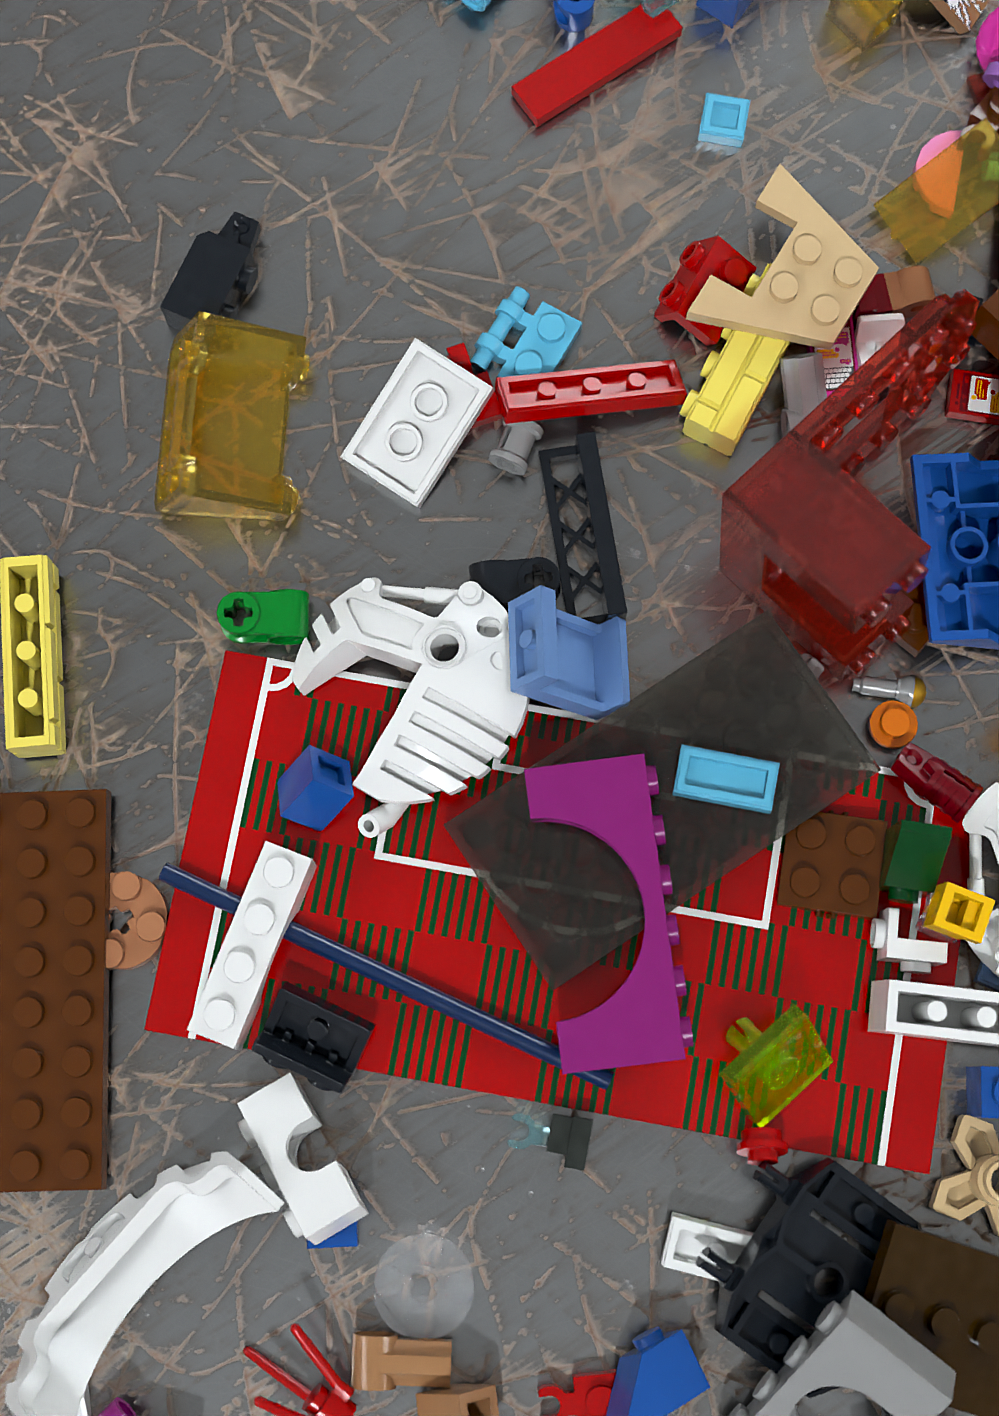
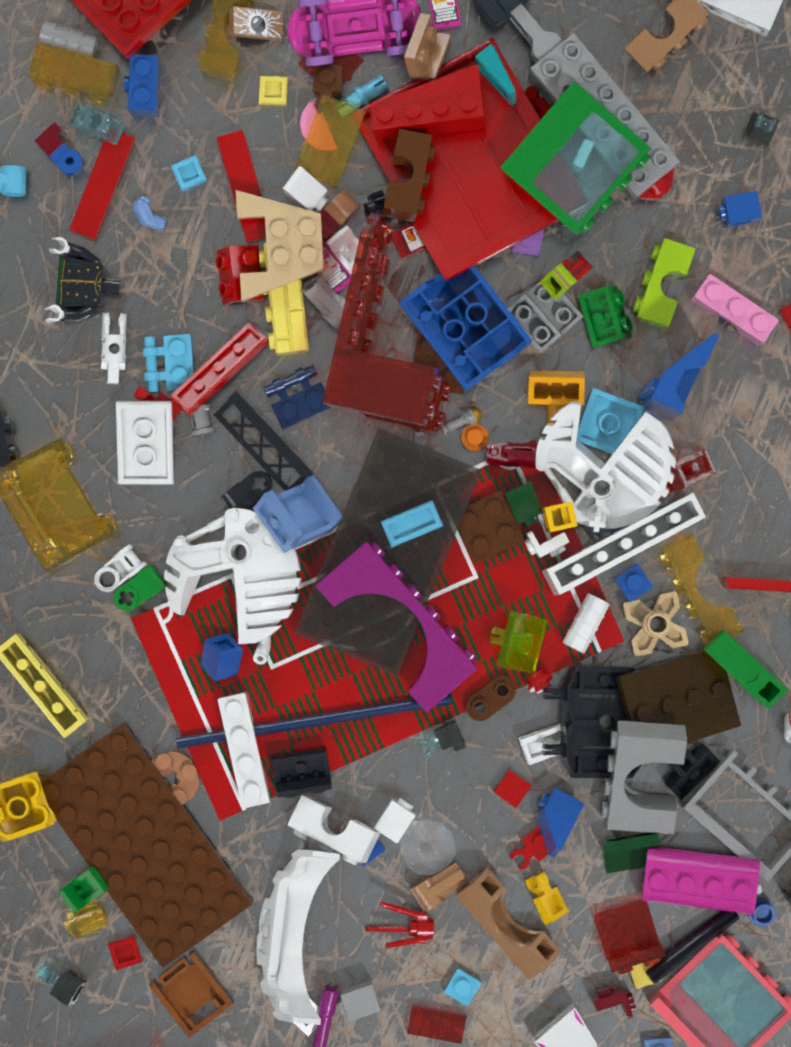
camera: 35 degrees left, 10 degrees up
(259, 566) = (120, 568): none -> white piece
(404, 1209) = (395, 819): none -> white brick
(452, 290) = (110, 361): none -> white hinge
(477, 159) = (79, 283): none -> black torso
(612, 1285) = (512, 788): none -> red tile
(626, 136) = (142, 210): none -> medium blue arm
(671, 1122) = (490, 697): none -> reddish brown plate
(672, 518) = (300, 405): none -> dark blue plate
(800, 154) = (242, 178): none -> red tile
(877, 225) = (306, 191): none -> white slope
(890, 1105) = (586, 623): none -> white axle
(911, 88) = (273, 90): none -> light yellow tile

